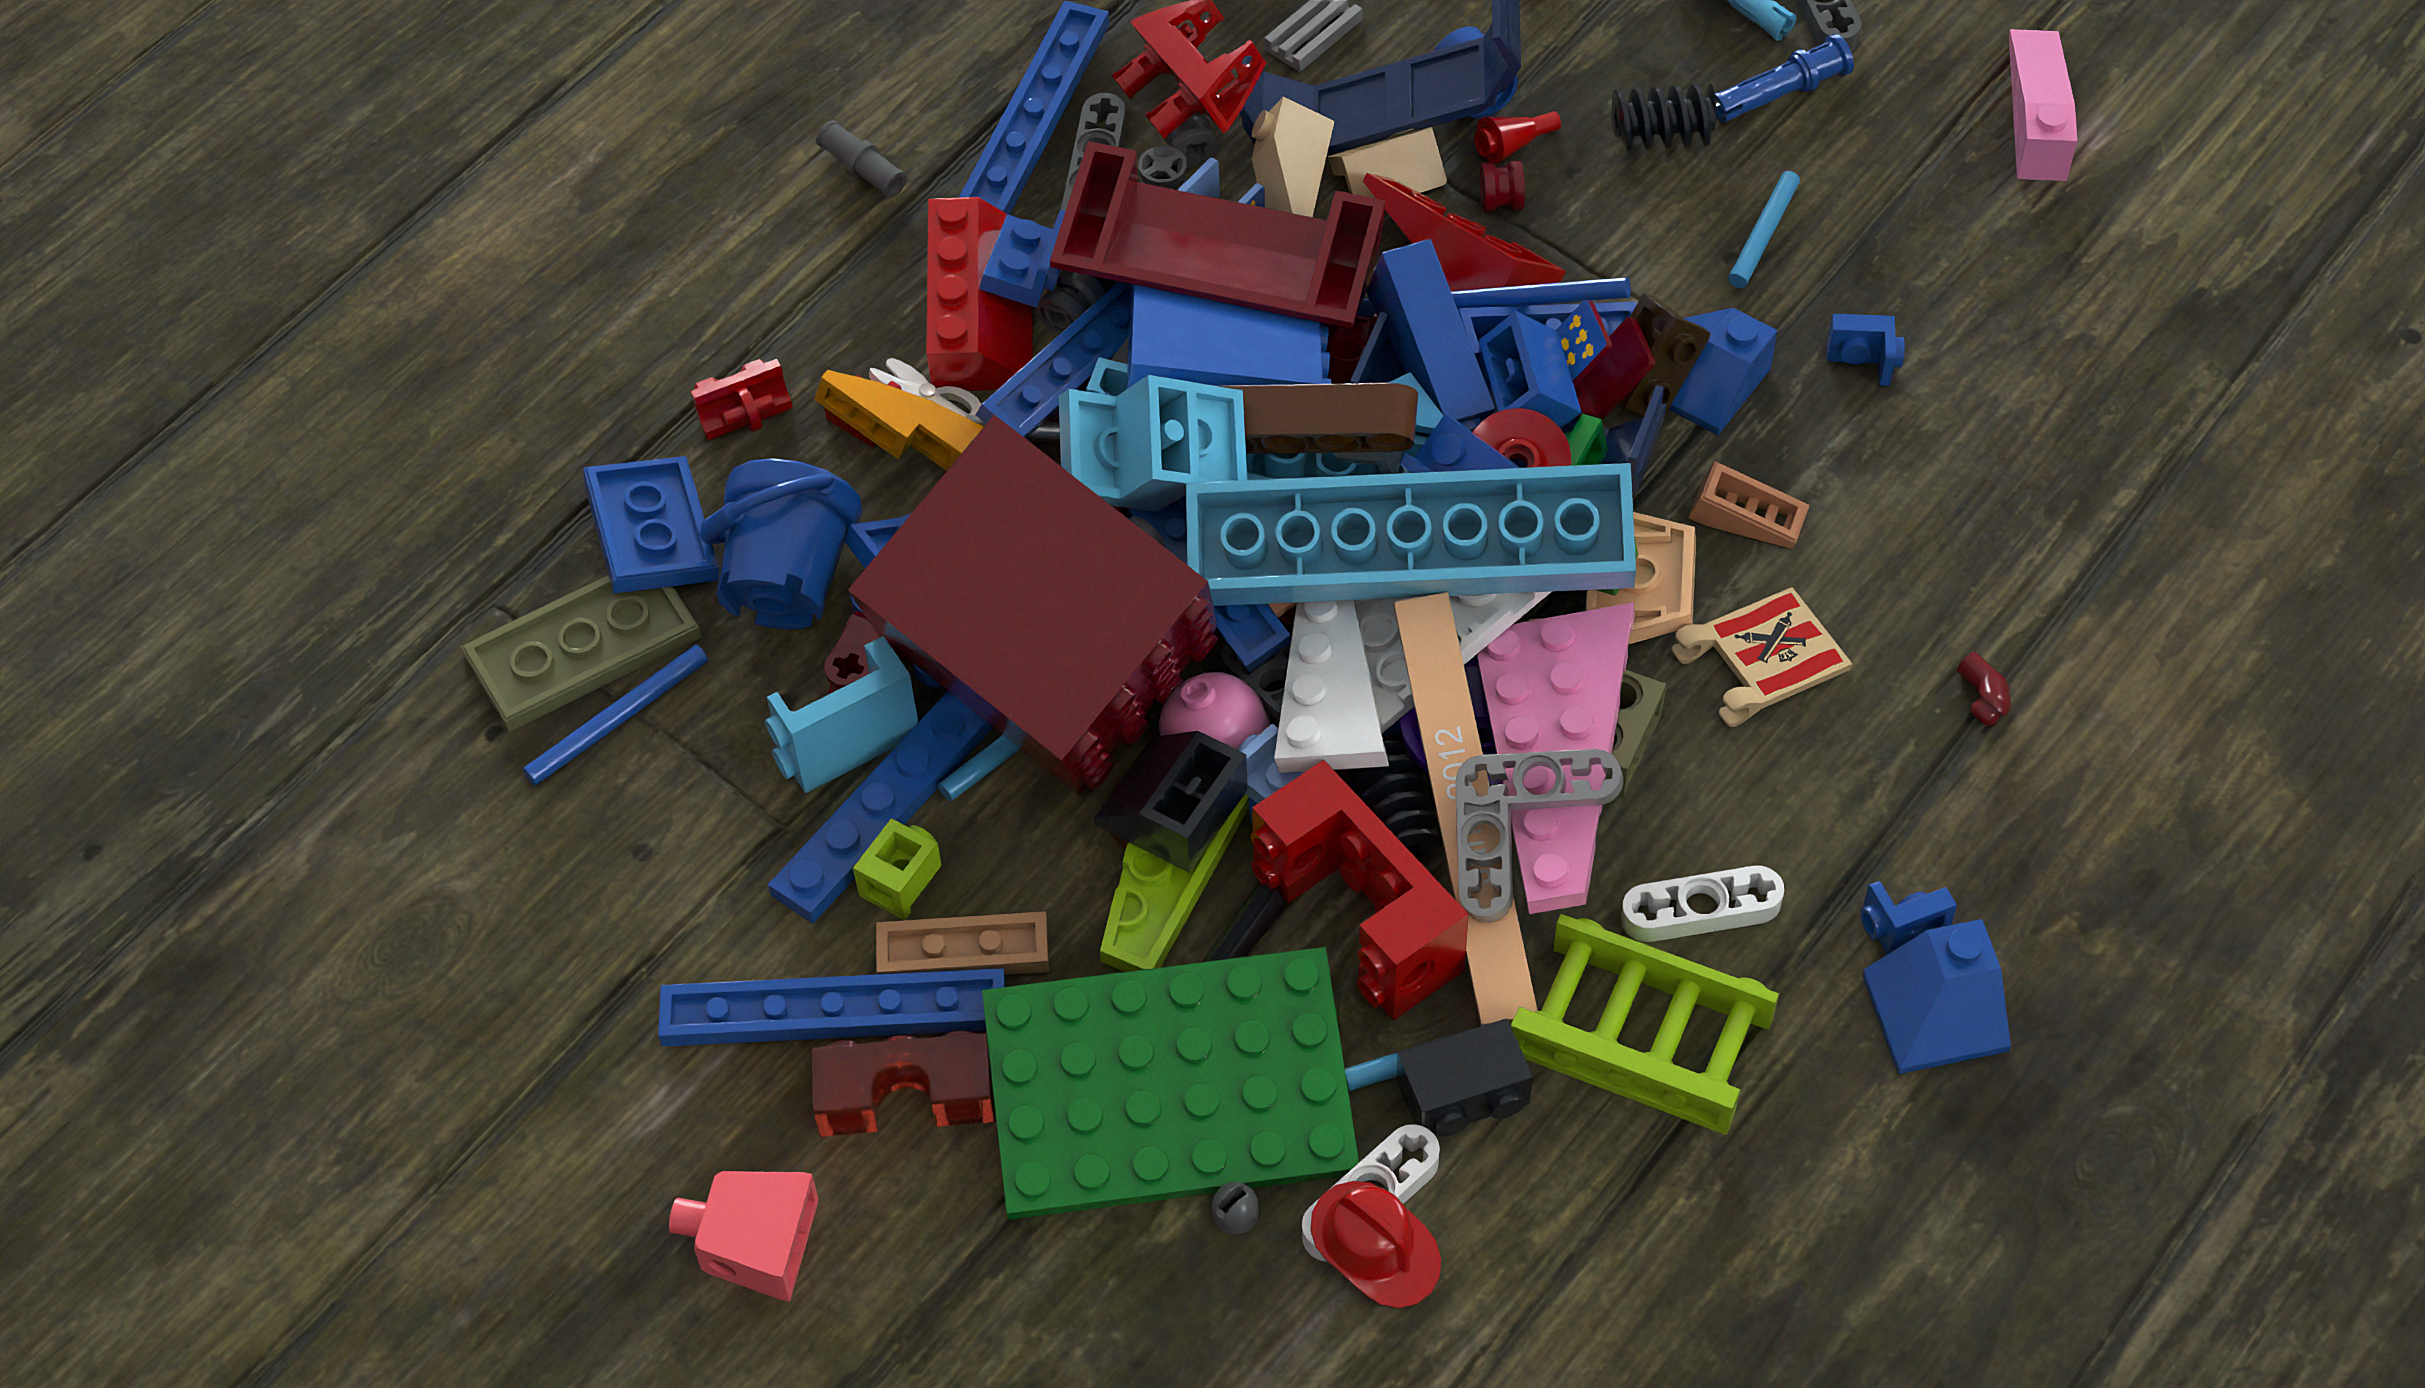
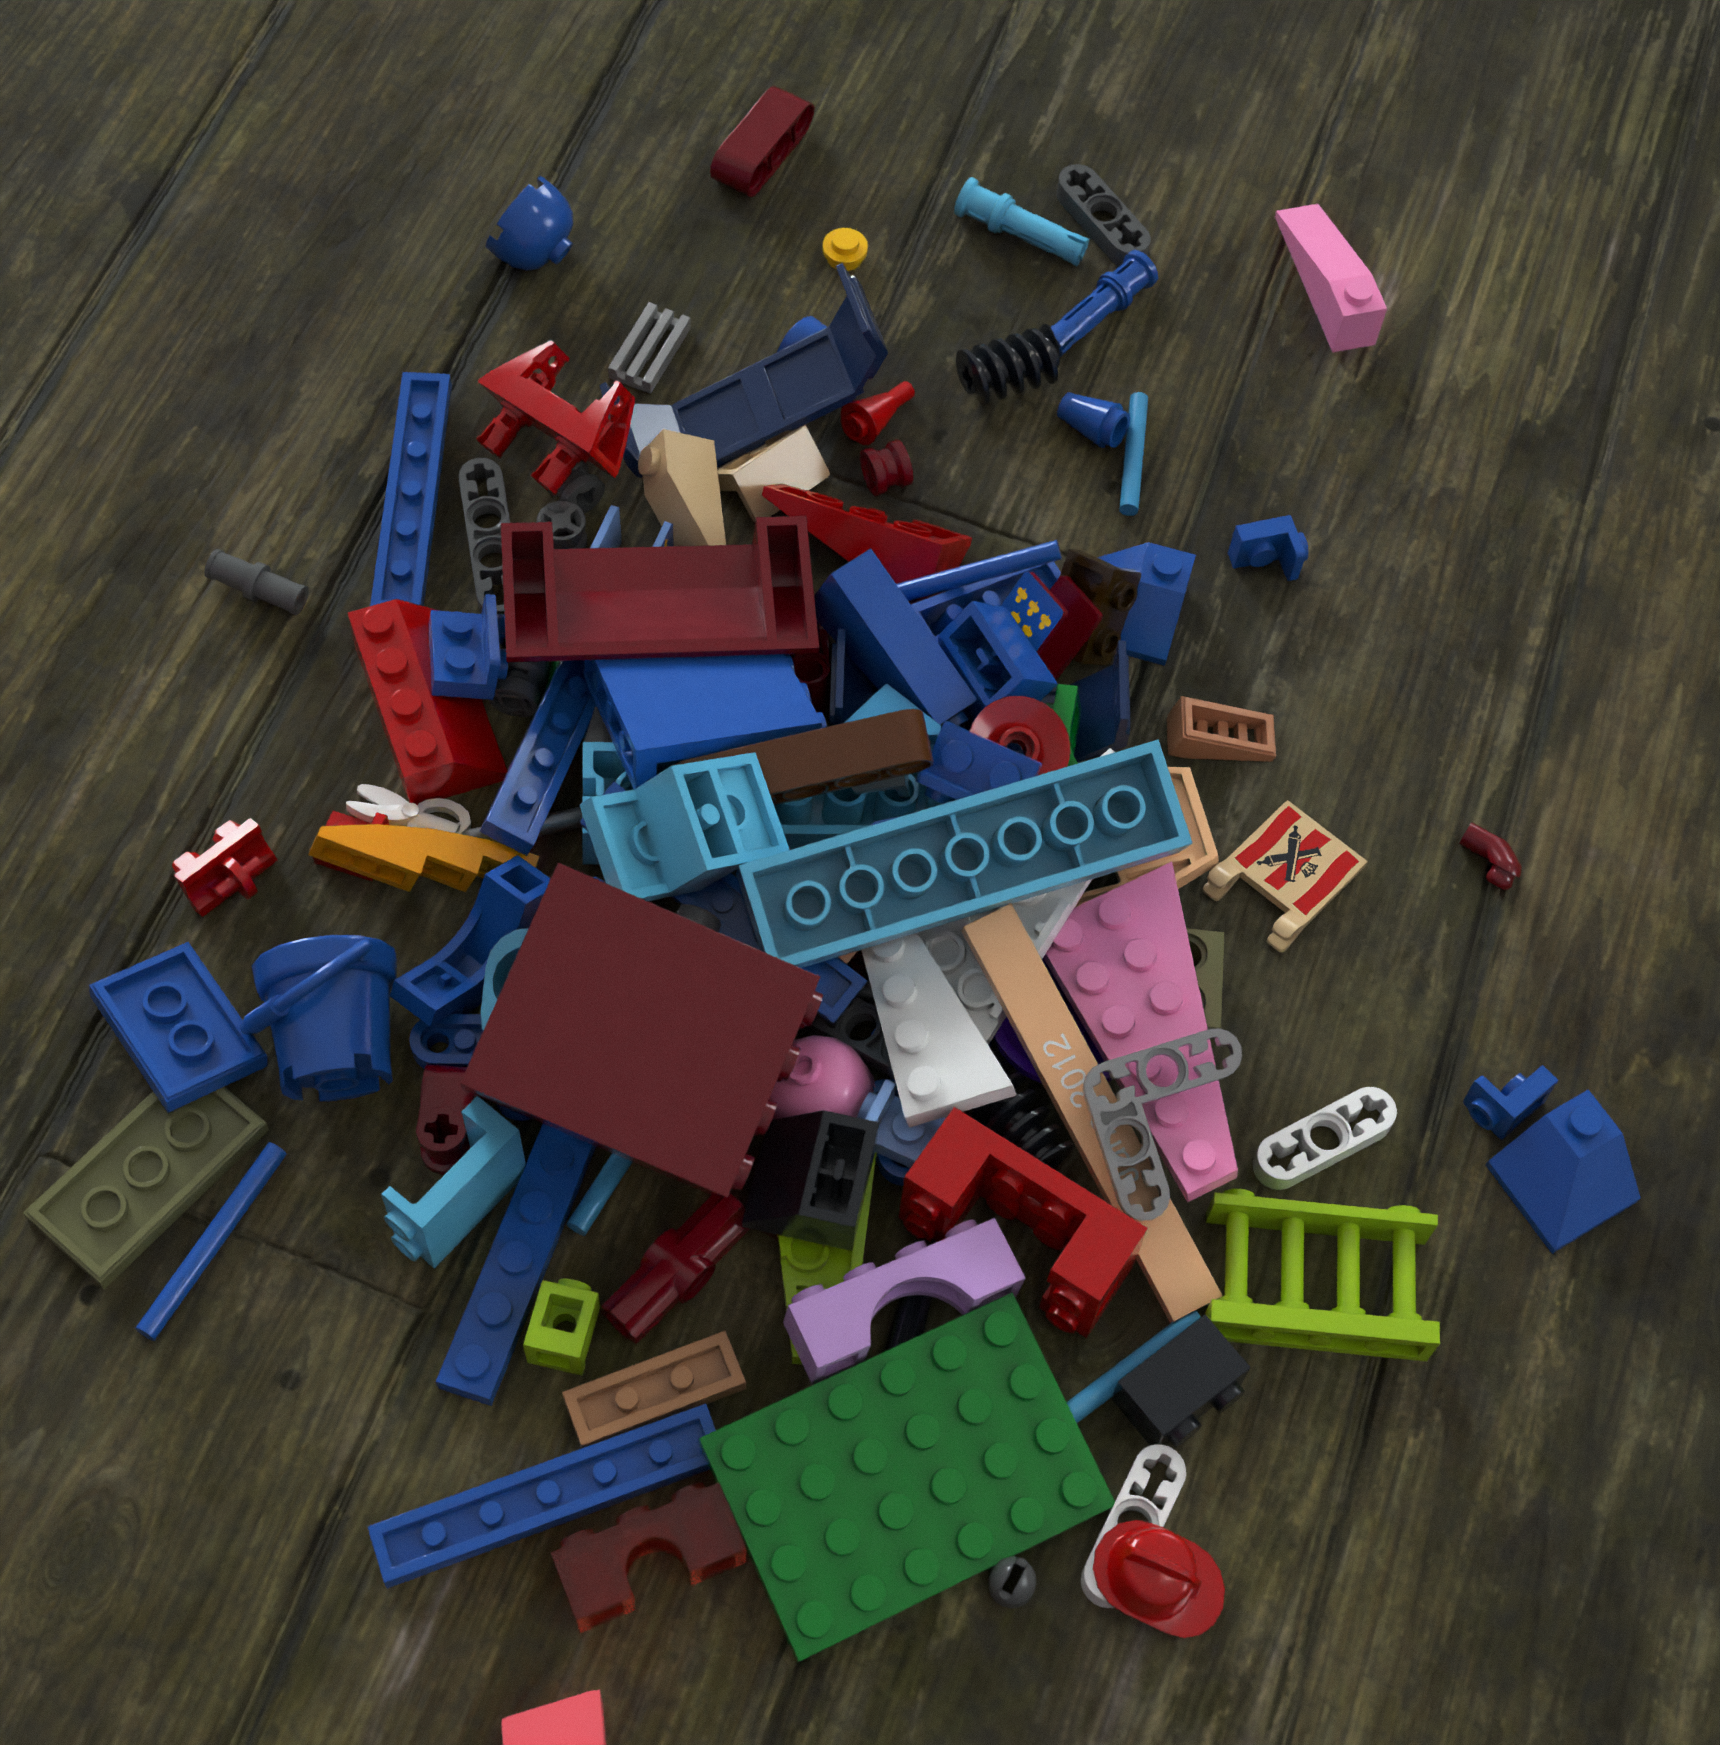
camera: 25 degrees left, 5 degrees up
(1022, 846) = (676, 1267): none -> dark red piece
(1283, 913) = (963, 1270): none -> lavender arch
(1736, 188) = (1095, 418): none -> blue cone

